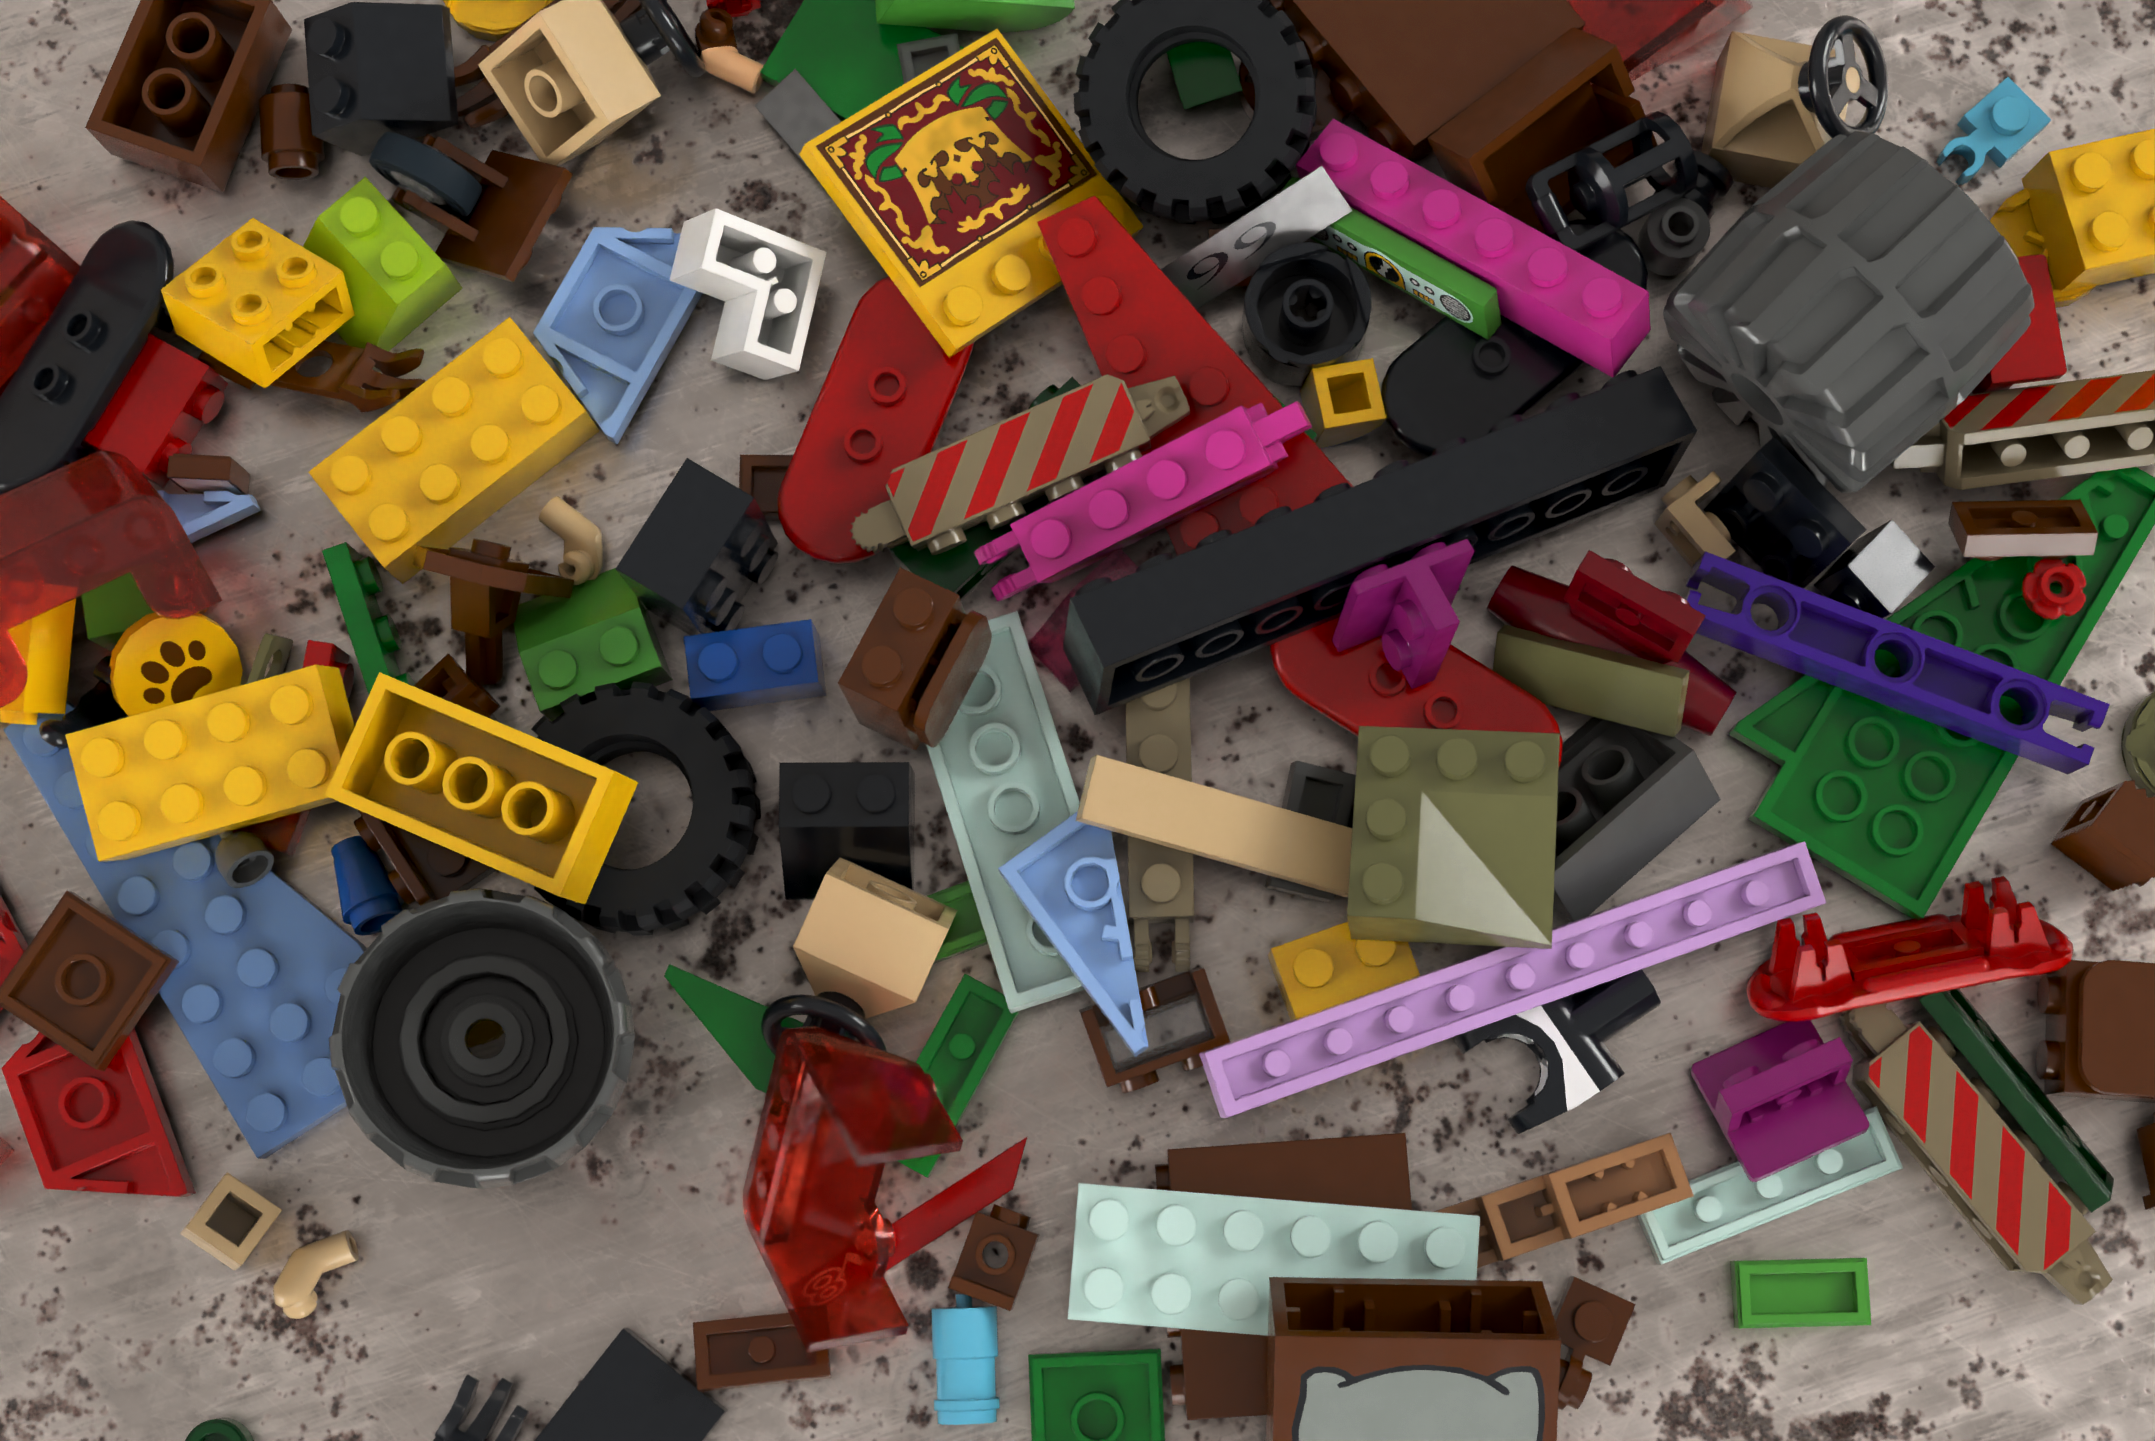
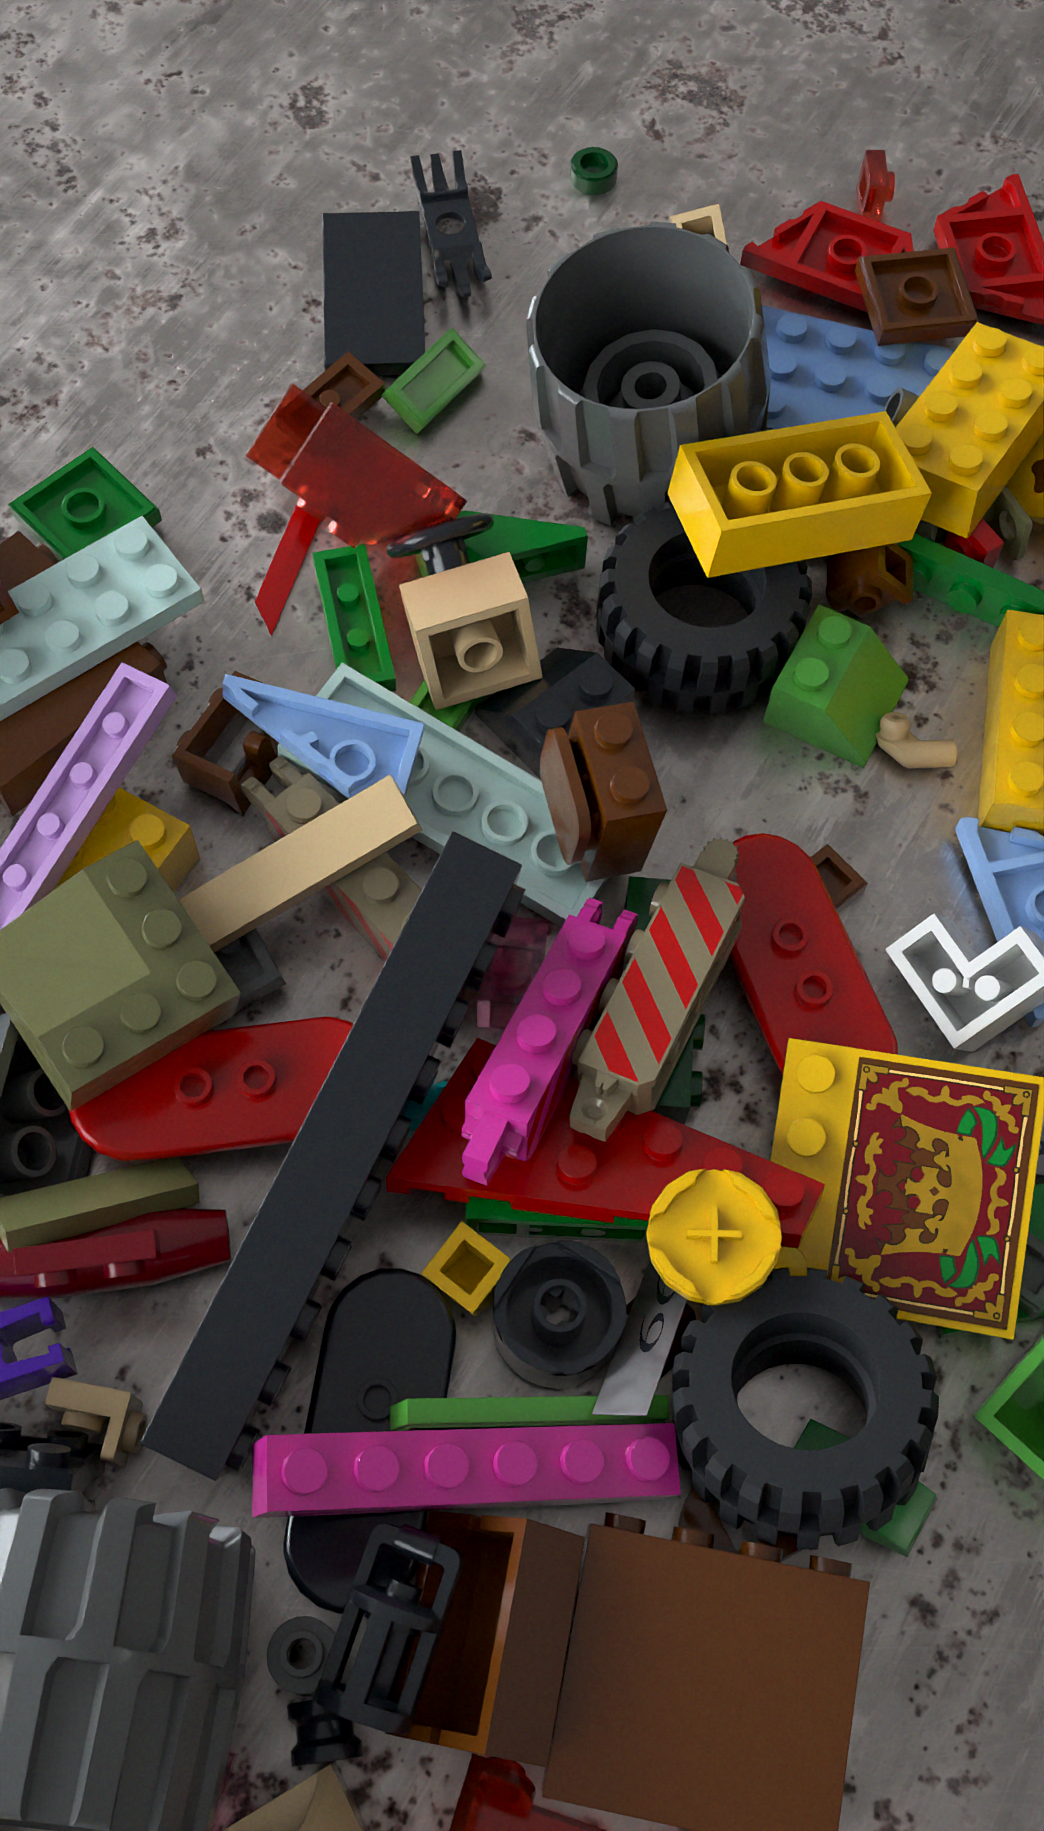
camera: 130 degrees right, 15 degrees down
(487, 597) = (935, 654): reddish brown piece -> none
(634, 1297) = (433, 380): none -> bright green tile
(700, 553) = (819, 756): black brick -> none
(755, 665) = (715, 752): blue brick -> none
(965, 1362) = (196, 480): medium azure piece -> none
(990, 1284) = (226, 542): reddish brown brick -> none
(1161, 243) = (714, 1236): none -> yellow tile
(1408, 609) = (257, 1095): magenta bracket -> none

